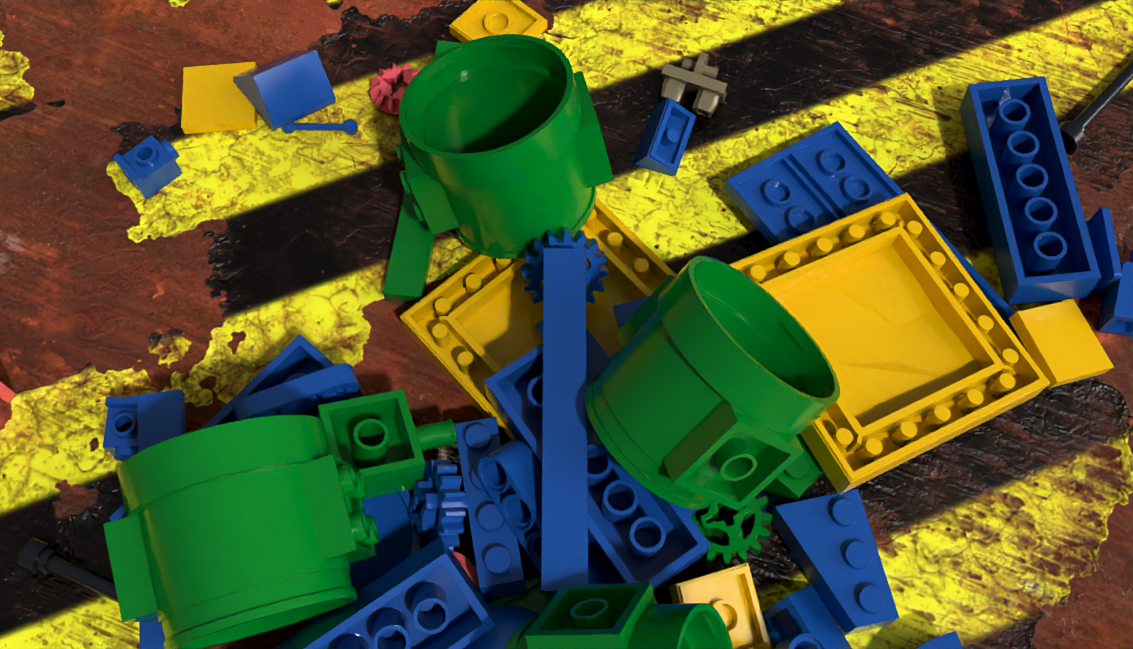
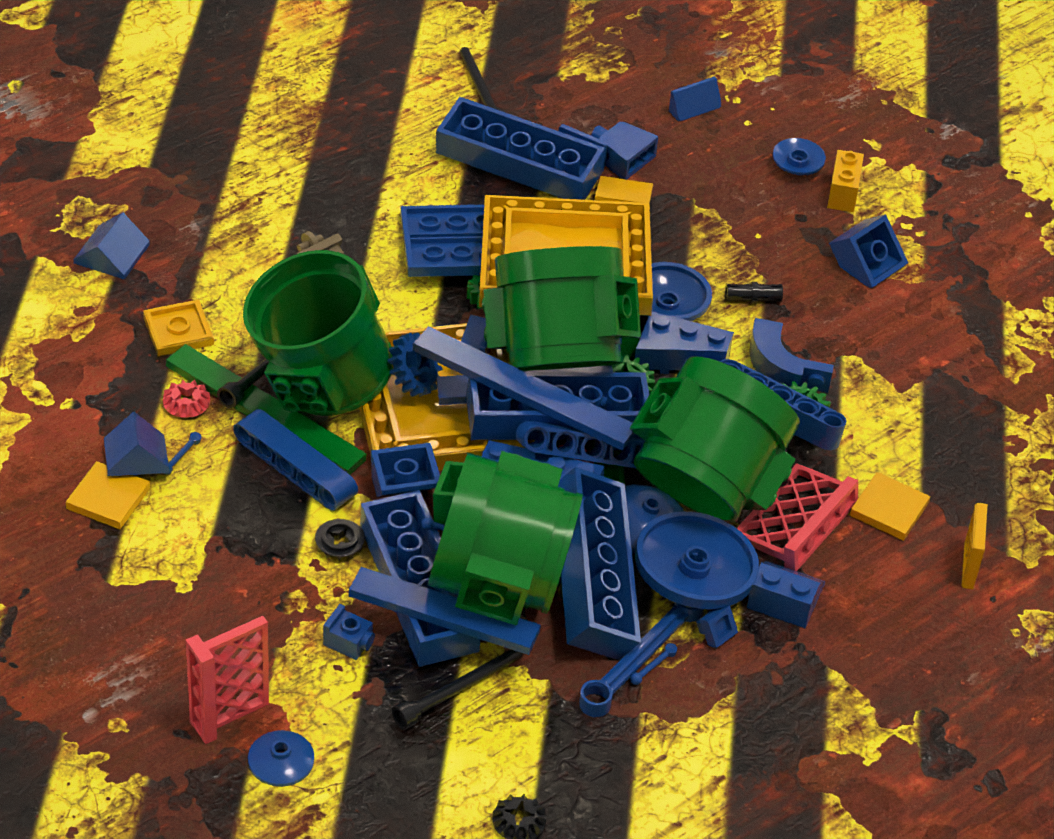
camera: 65 degrees left, 20 degrees down
(149, 165) = (139, 544): blue brick -> none
(265, 331) = (335, 530): none -> black gear
(299, 394) = (411, 512): blue beam -> none
(363, 238) = (295, 459): none -> blue beam
(390, 354) = (404, 469): none -> blue slope
(946, 499) = (679, 291): none -> blue dish
(1021, 599) = (754, 292): none -> black pin

